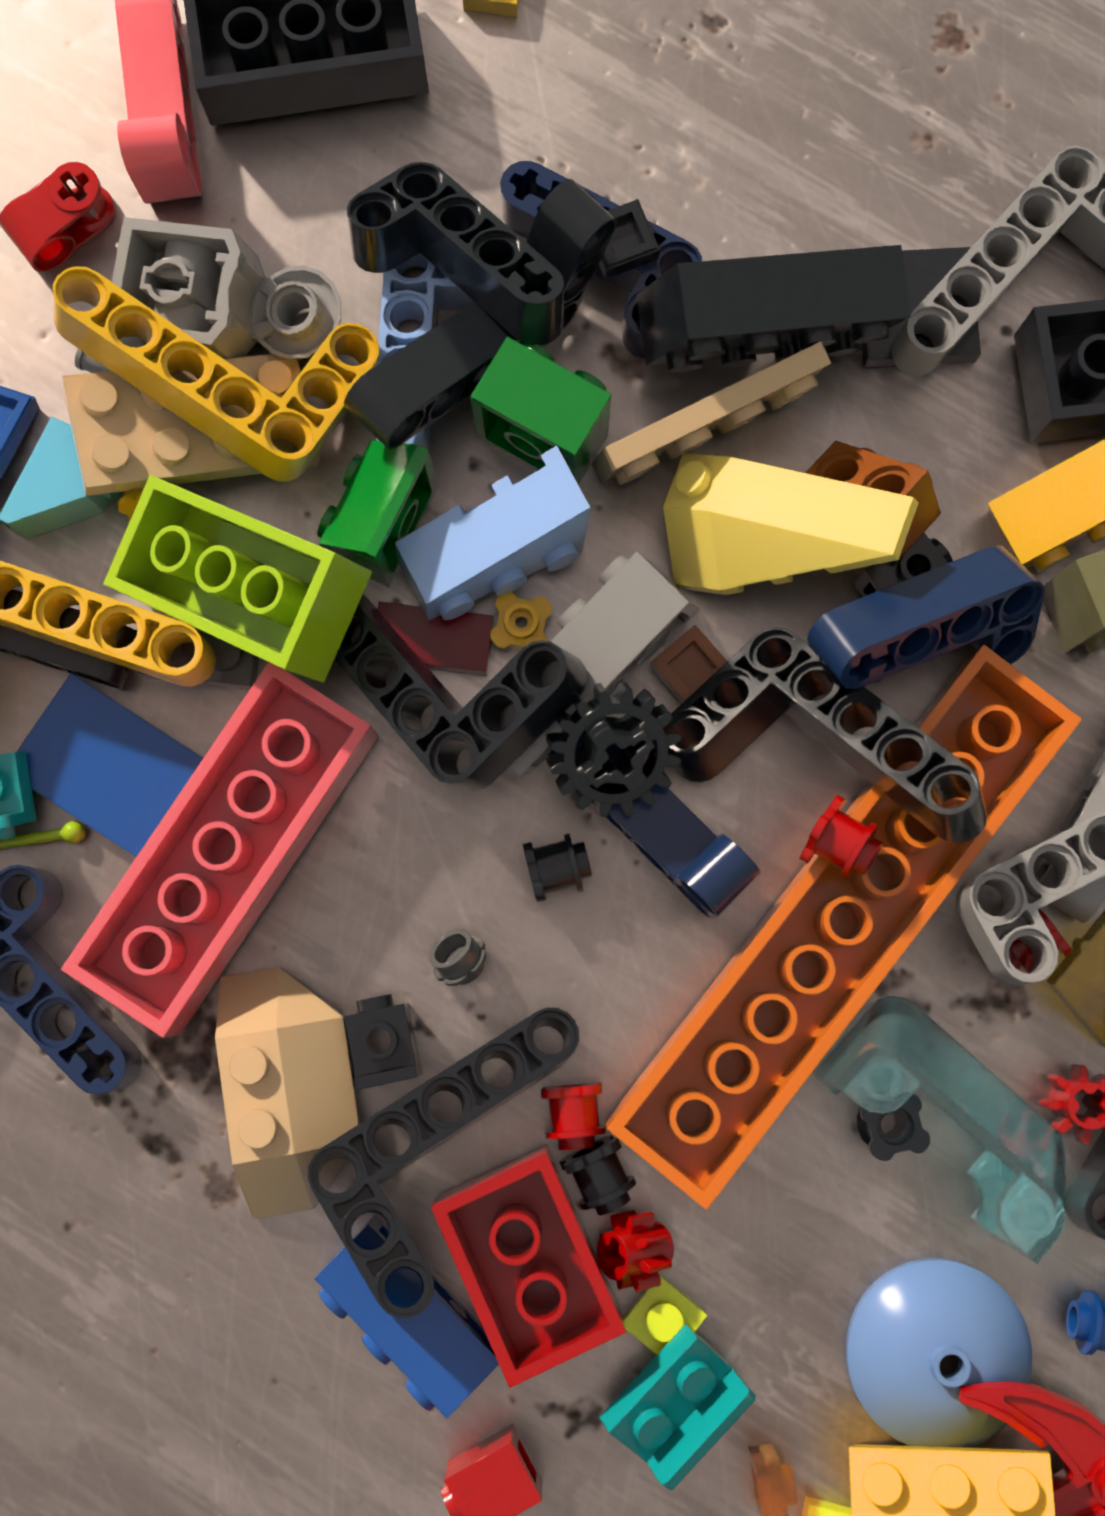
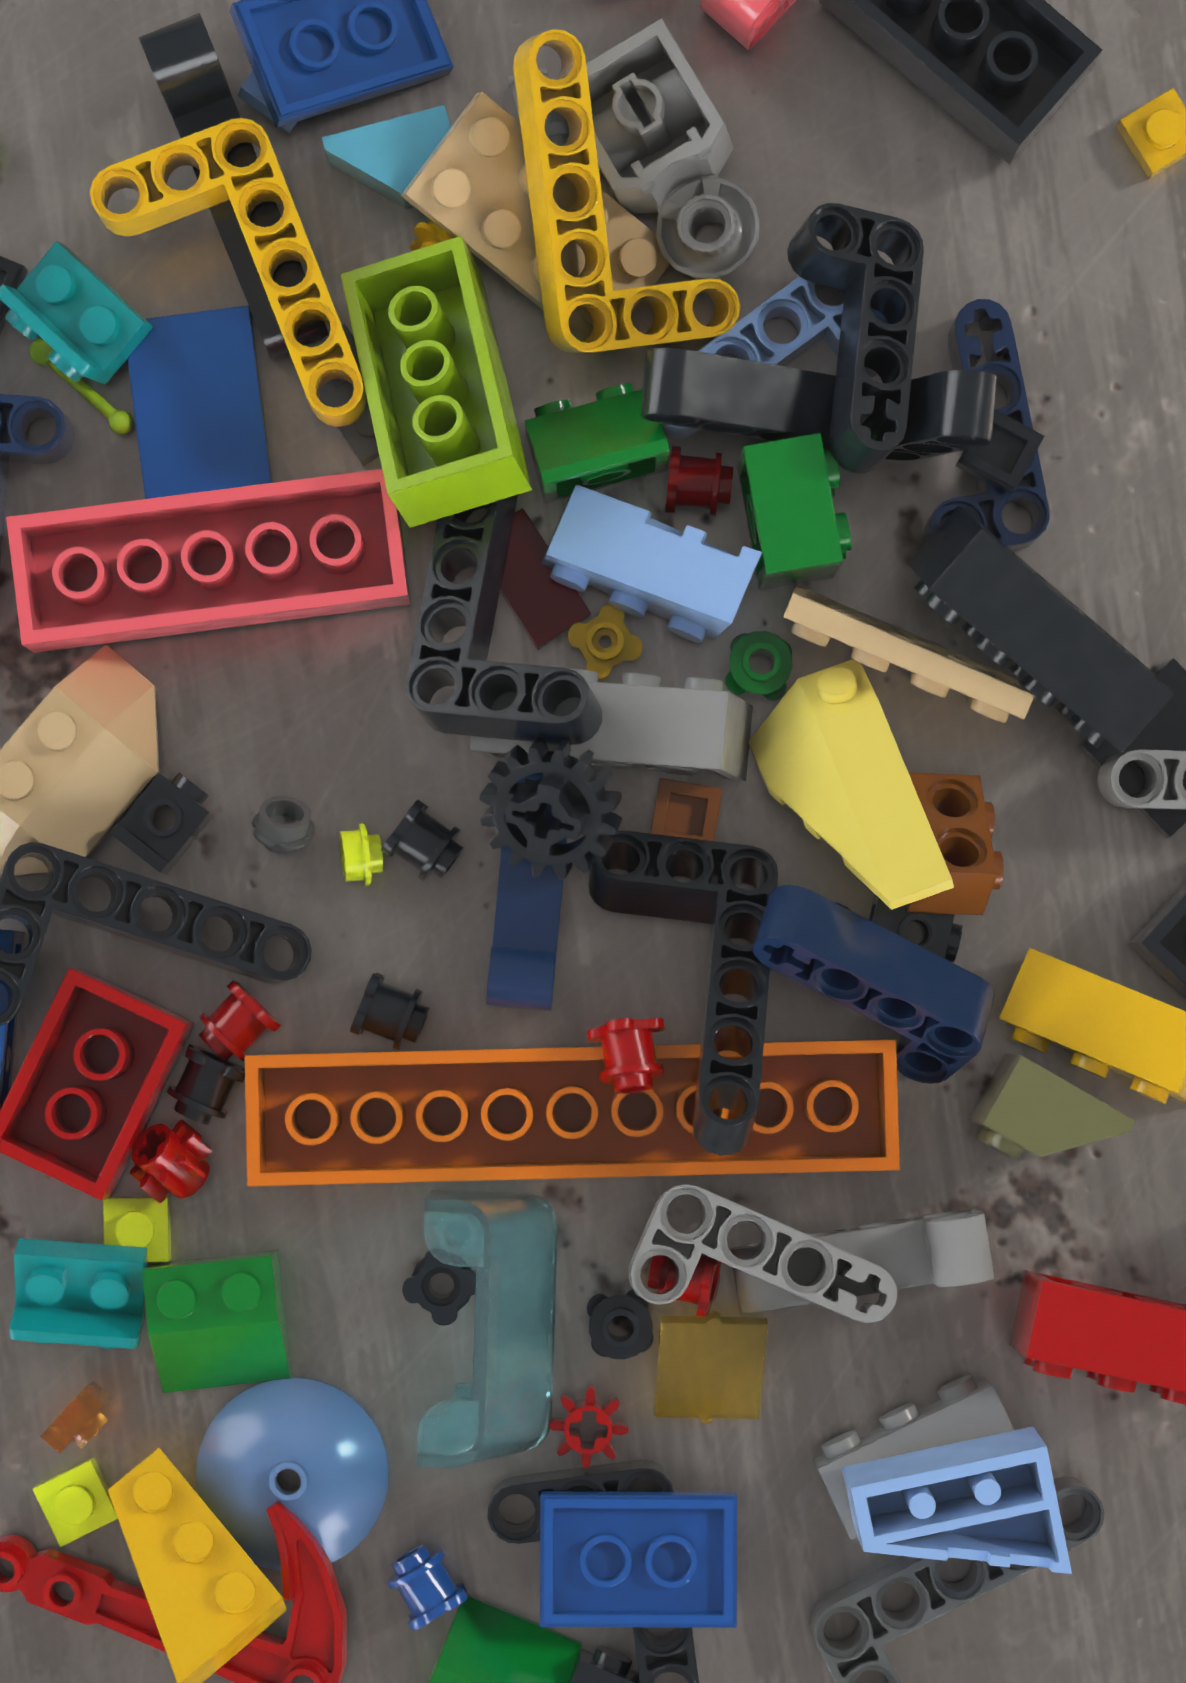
camera: 40 degrees right, 5 degrees up
(465, 466) = (697, 482): none -> red brick
(526, 920) = (360, 854): none -> neon yellow plate
(631, 510) = (744, 679): none -> green brick
(659, 994) = (390, 1012): none -> black brick
(779, 1315) = (217, 1321): none -> green slope
(1007, 1013) = (604, 1309): none -> black brick

